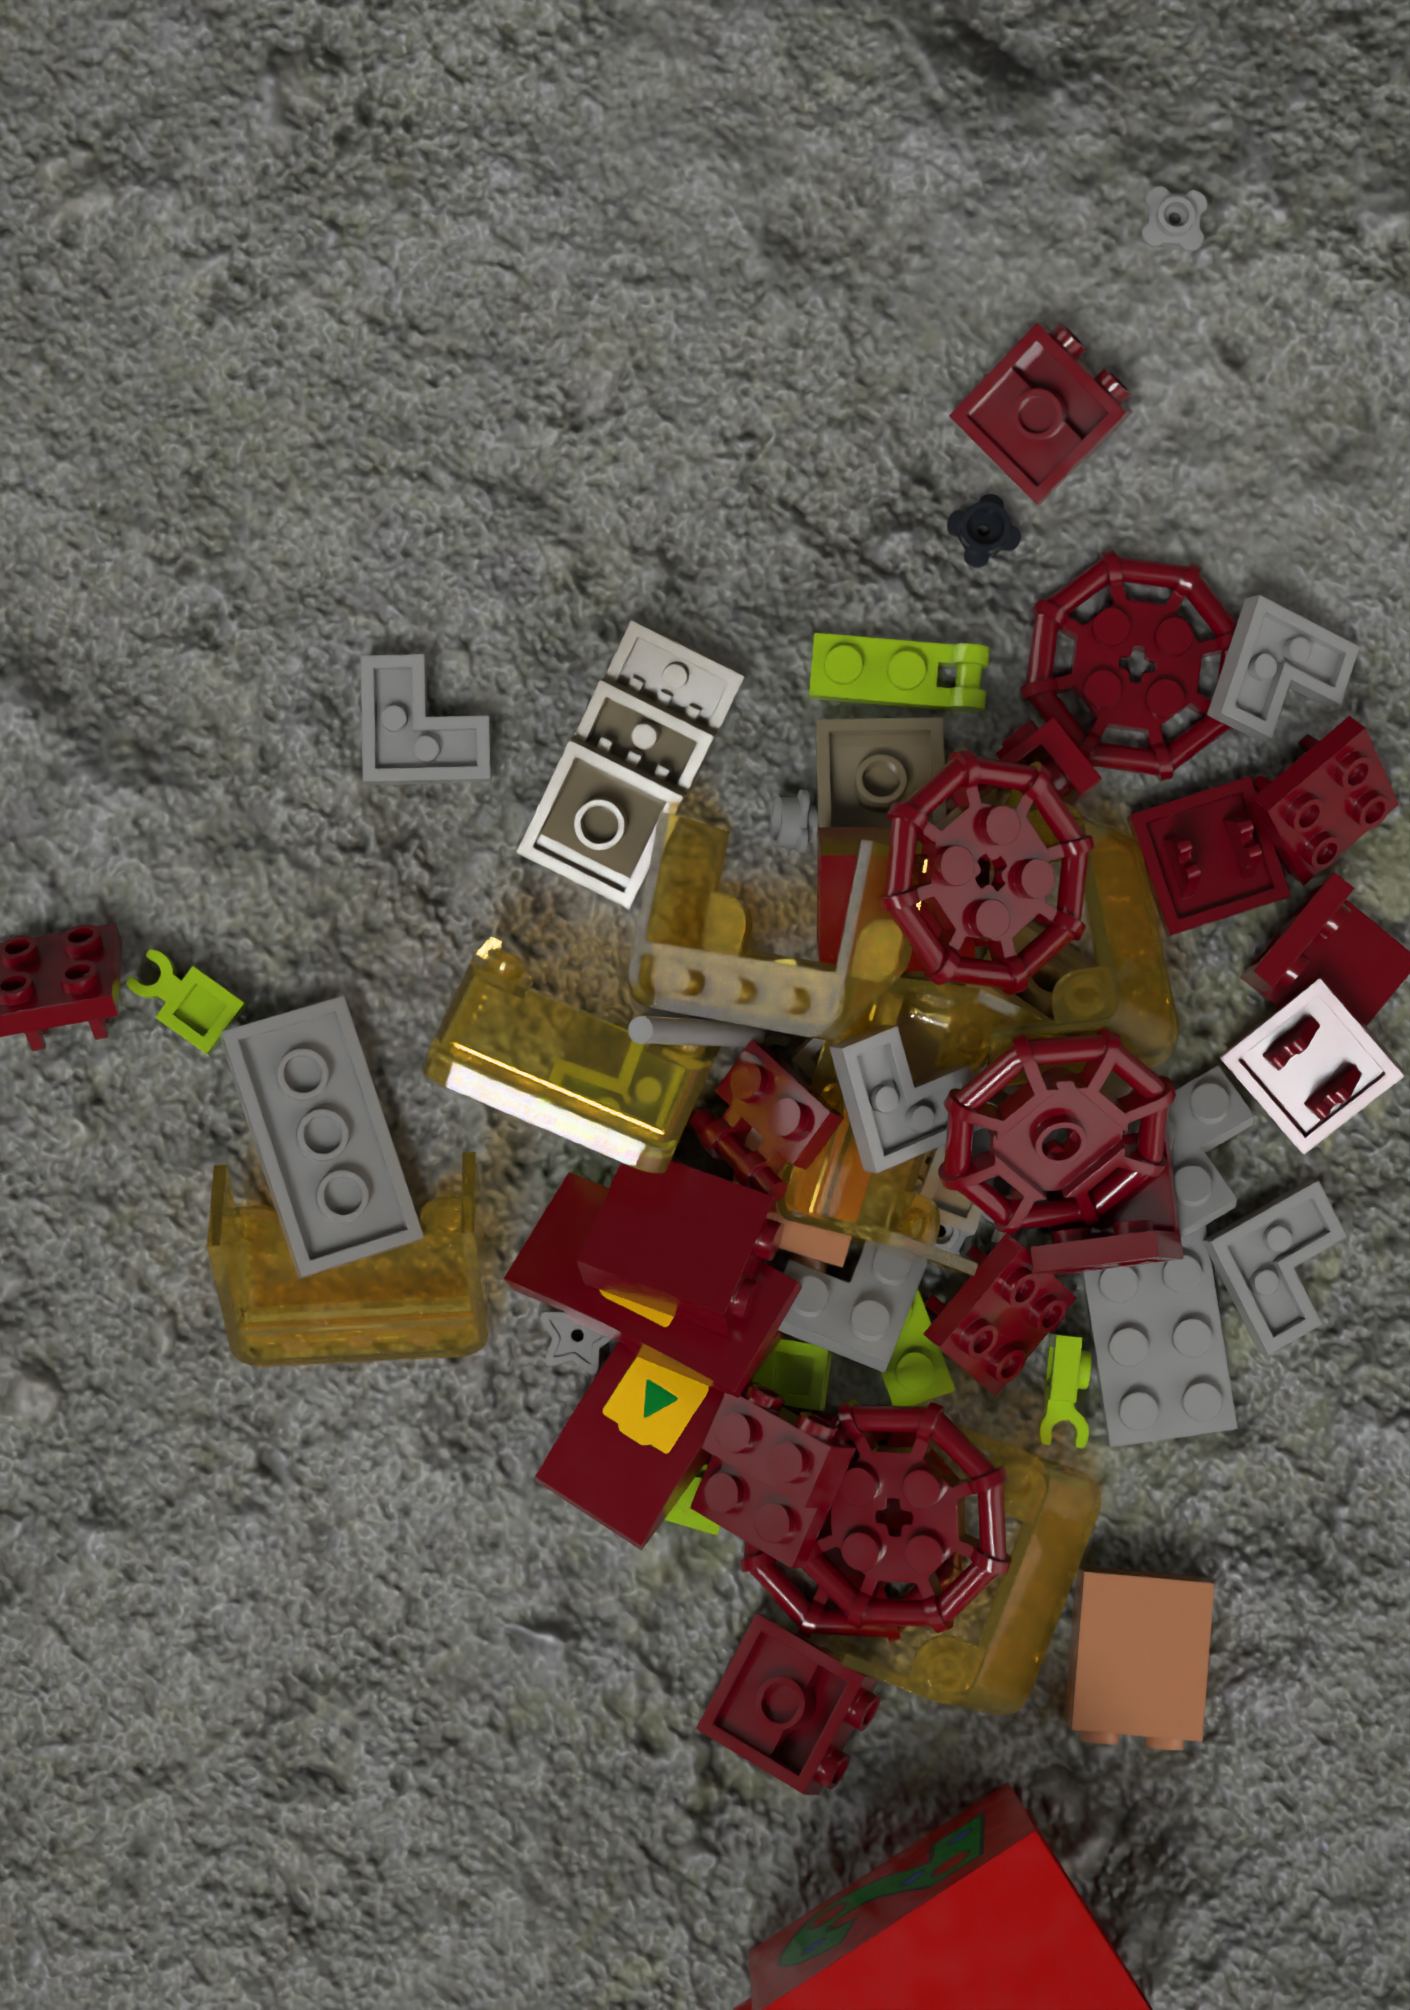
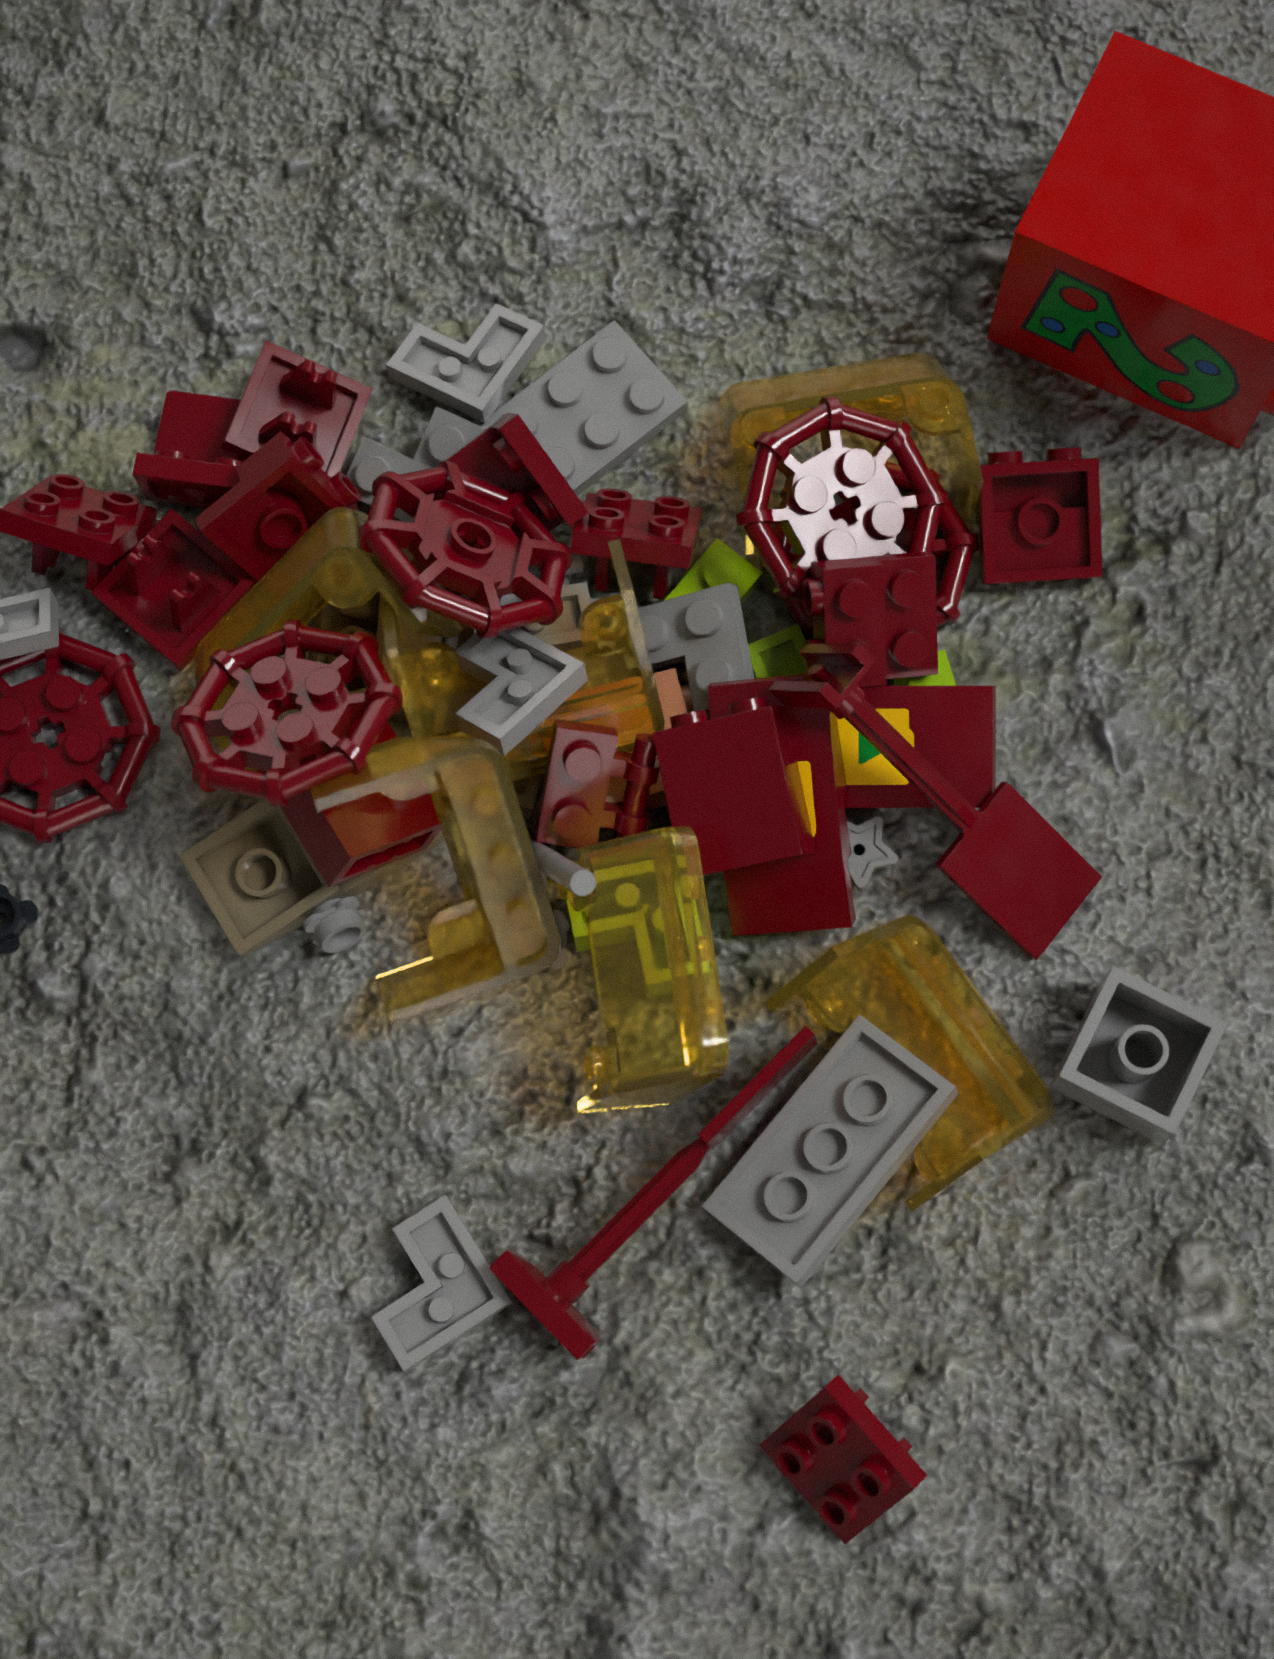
camera: 115 degrees left, 10 degrees down
(194, 1006) = (788, 1328): lime plate -> none
(233, 1460) = (1138, 1055): none -> light grey brick
(345, 819) = (553, 1296): none -> dark red piece
(484, 1460) = (1004, 852): none -> dark red piece
(631, 761) = (363, 1087): dark tan slope -> none
(896, 672) = (163, 921): lime plate -> none
(1052, 747) = (166, 759): dark red bracket -> none
(1066, 1372) = (660, 462): lime plate -> none
(1139, 1656) = (830, 292): nougat brick -> none
(1220, 991) = (274, 503): none -> dark red plate

